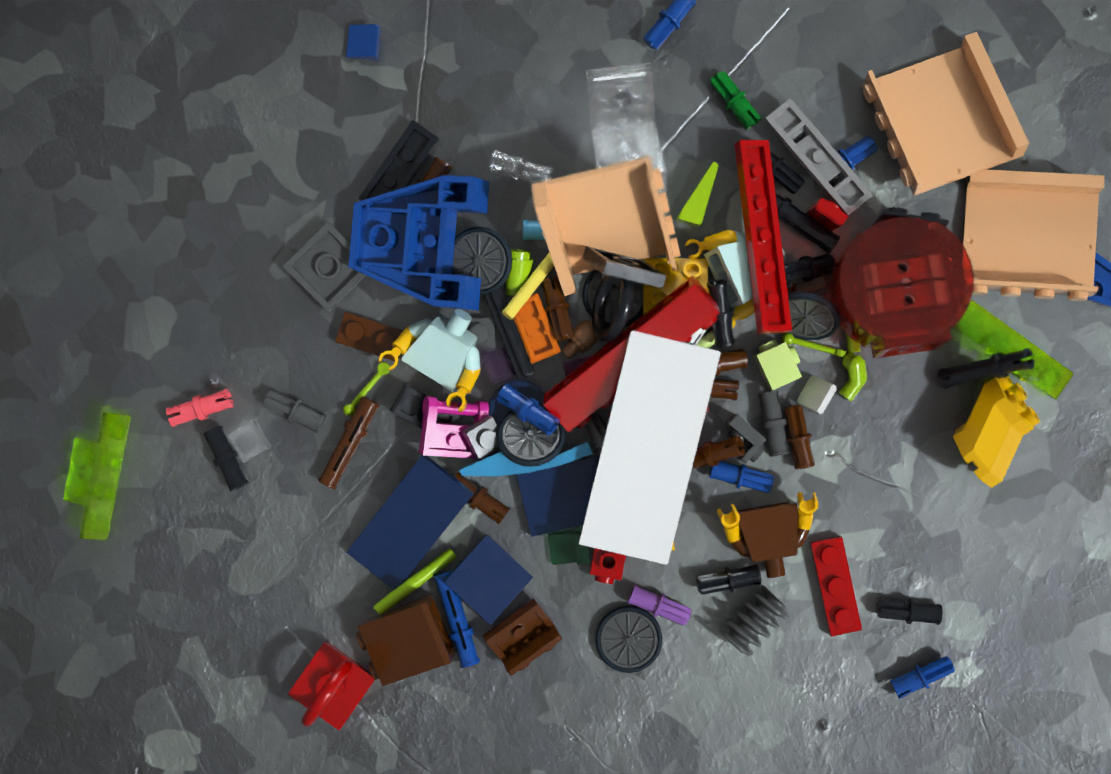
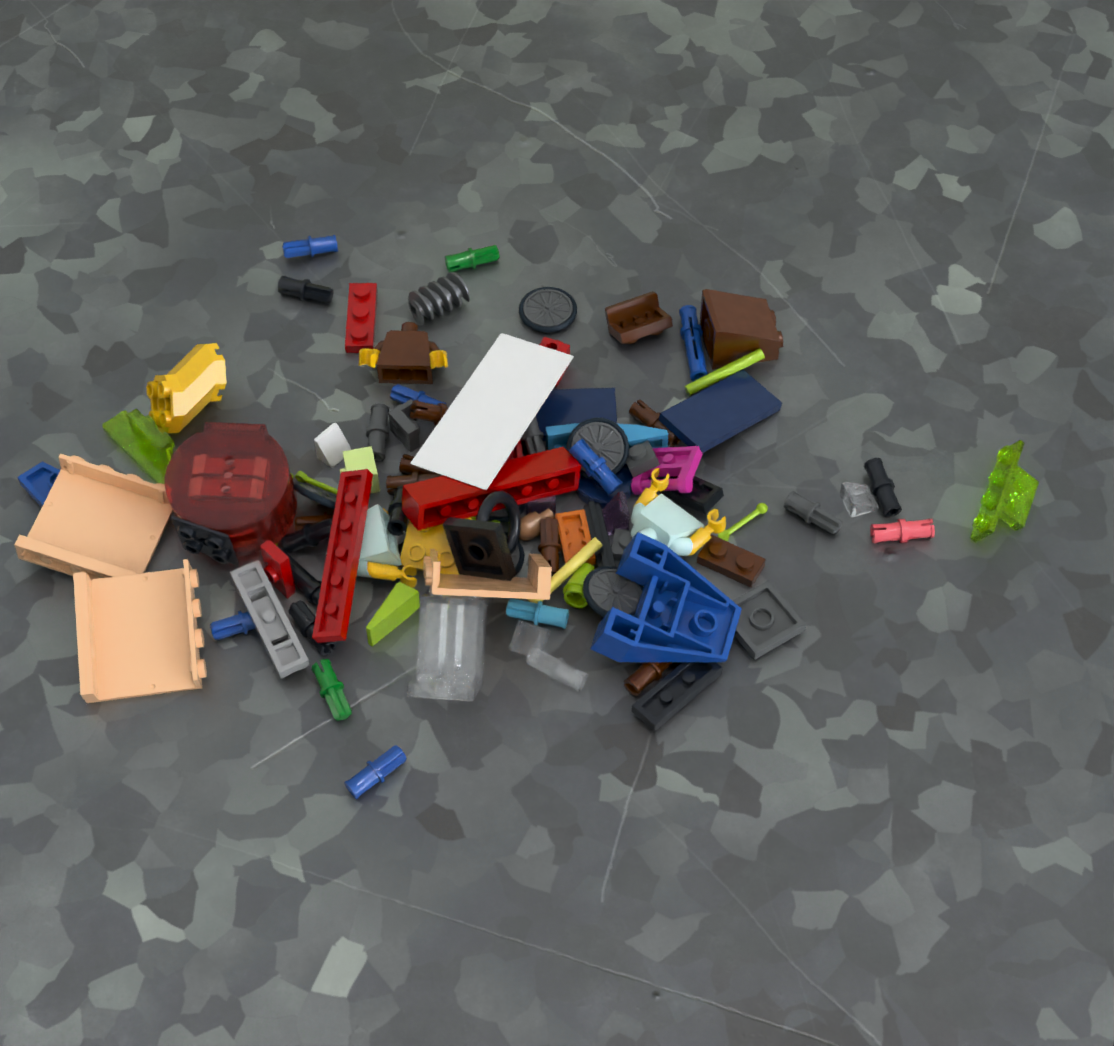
camera: 165 degrees left, 35 degrees down
(331, 686) = (812, 316): red tile -> none
(332, 476) = (758, 488): reddish brown pin -> none
(364, 42) = (691, 811): blue slope -> none
(487, 579) = (660, 362): dark blue tile -> none
(566, 548) = (581, 377): clear green panel -> none
(659, 605) = (515, 325): medium lavender axle -> none
(729, 579) = (452, 332): black axle -> none
(731, 697) = (471, 258): none -> green axle
(799, 438) = (358, 418): reddish brown axle -> none
(857, 376) = (295, 452): lime arm -> none
(997, 366) = (167, 420): black pin -> none

